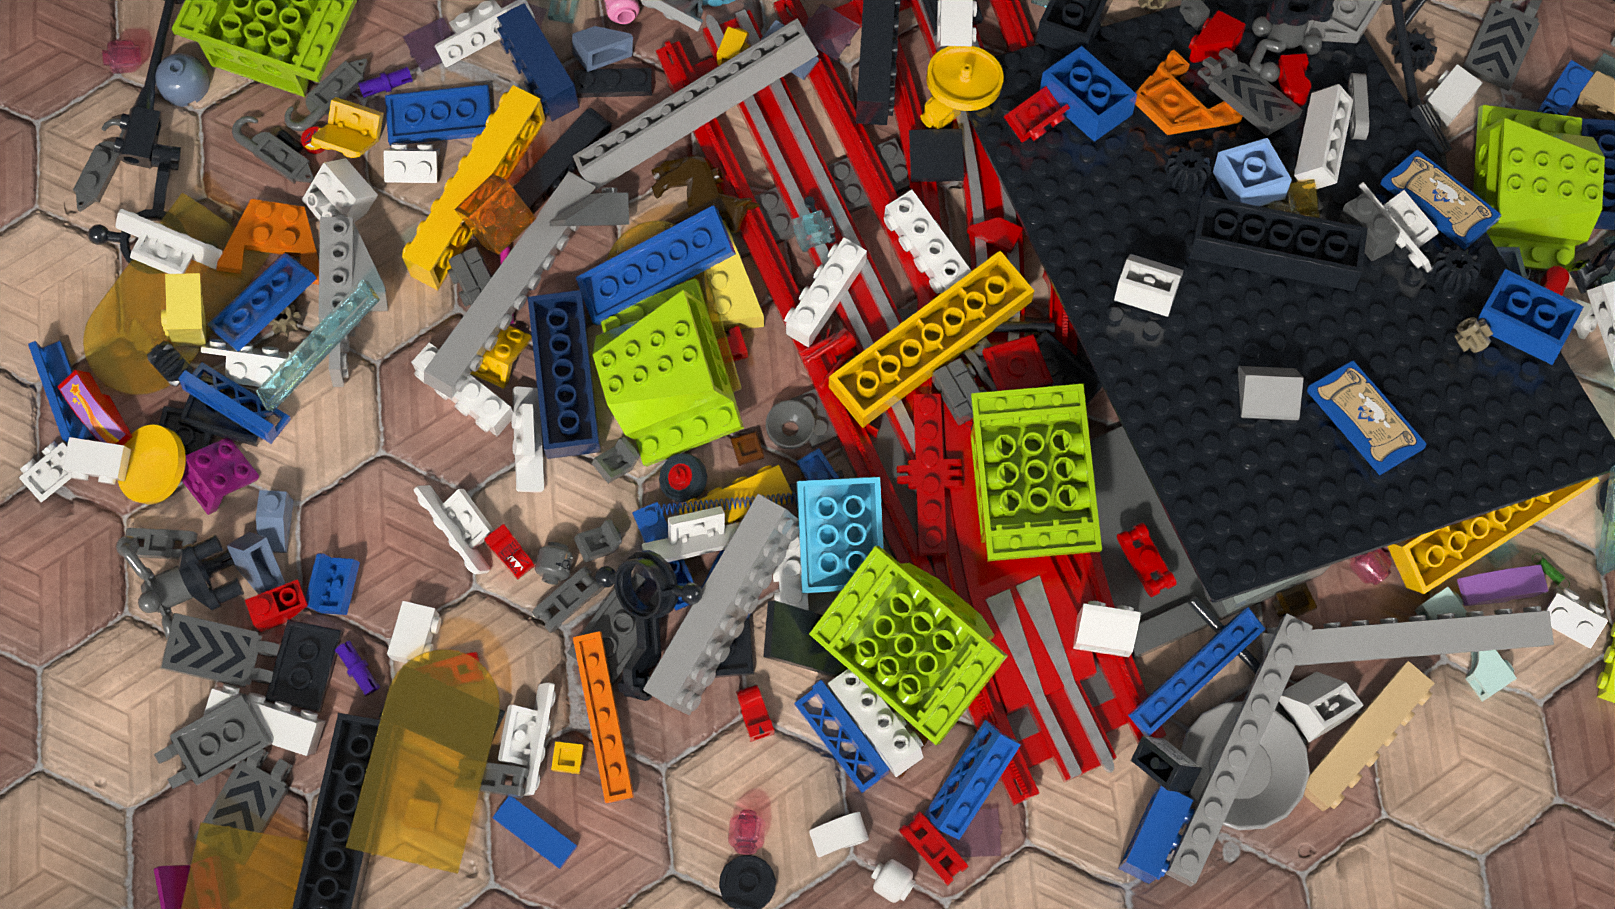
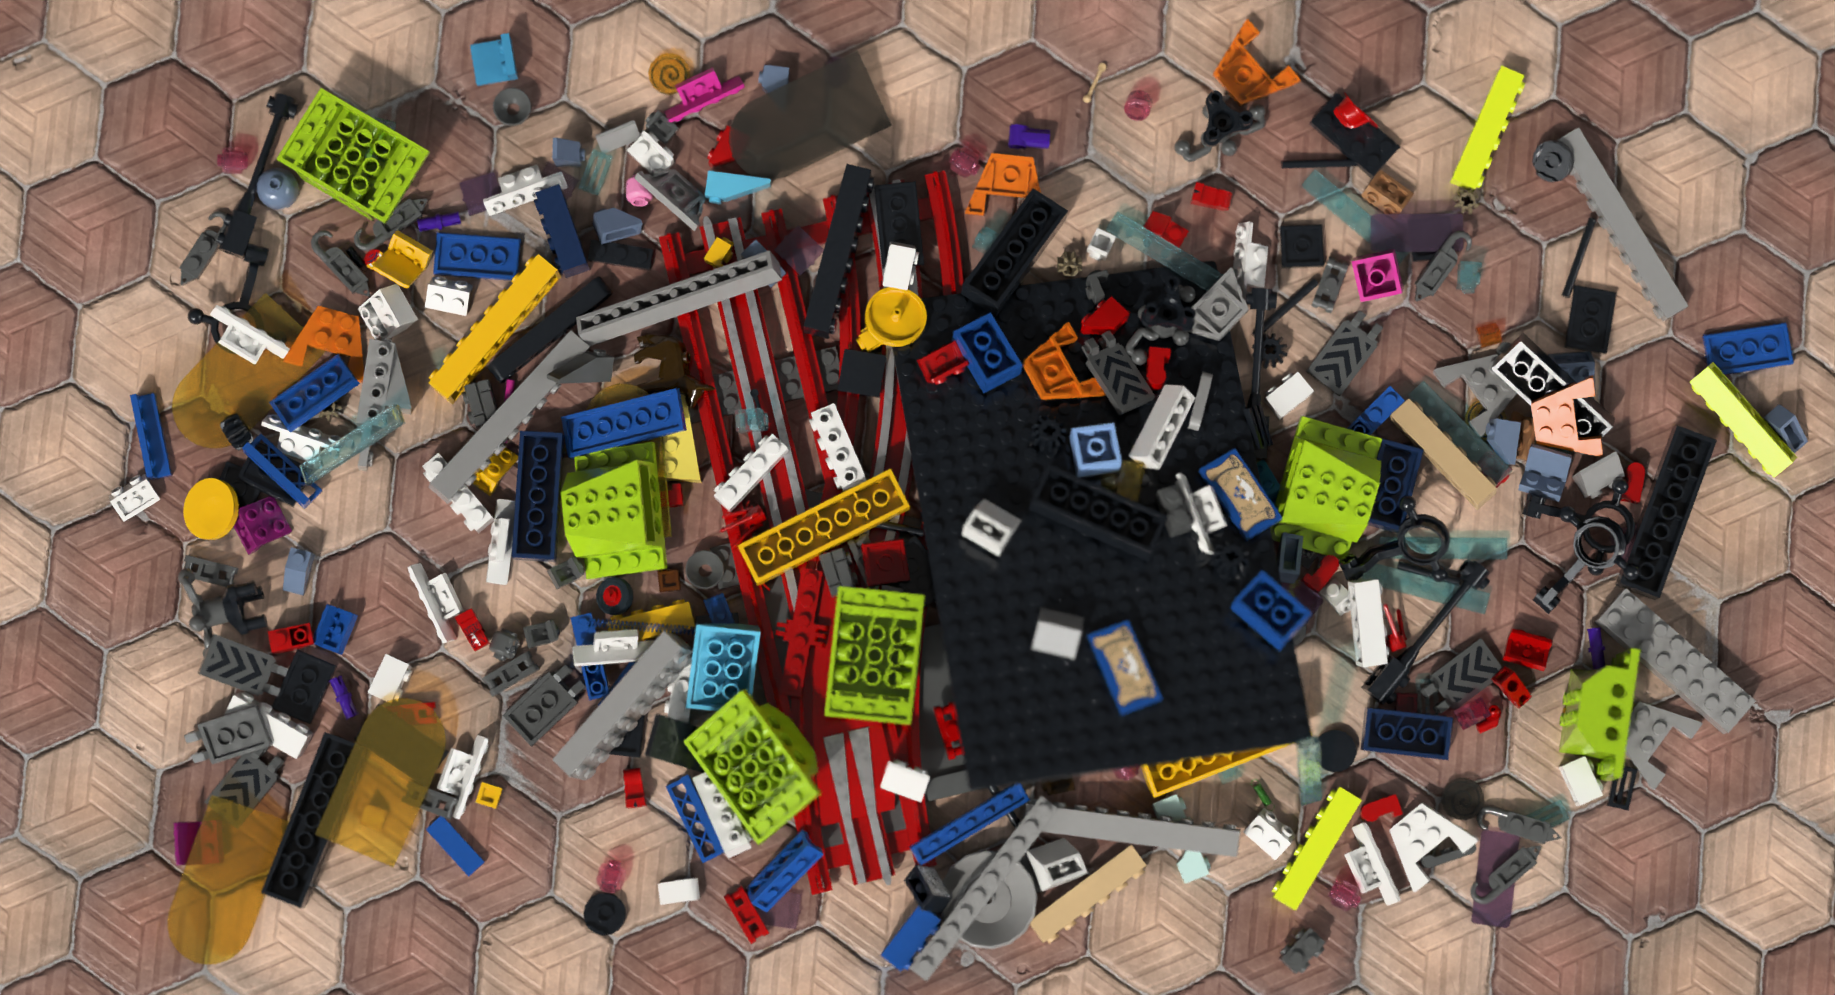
camera: 10 degrees right, 10 degrees up
(94, 408) = (174, 457): slope -> none
(96, 459) = (170, 499): white brick -> none
(184, 313) = (255, 401): light yellow wedge -> none
(256, 562) = (280, 602): sand blue slope -> none
(495, 214) = (506, 361): clear orange brick -> none
(603, 717) = (520, 770): orange plate -> none
(647, 654) = (566, 704): black piece -> none
(893, 881) = (711, 933): white head -> none
(997, 233) = (894, 446): red tile -> none
(1473, 334) = (1225, 616): dark tan gear -> none
(1503, 585) = (1219, 800): medium lavender slope -> none

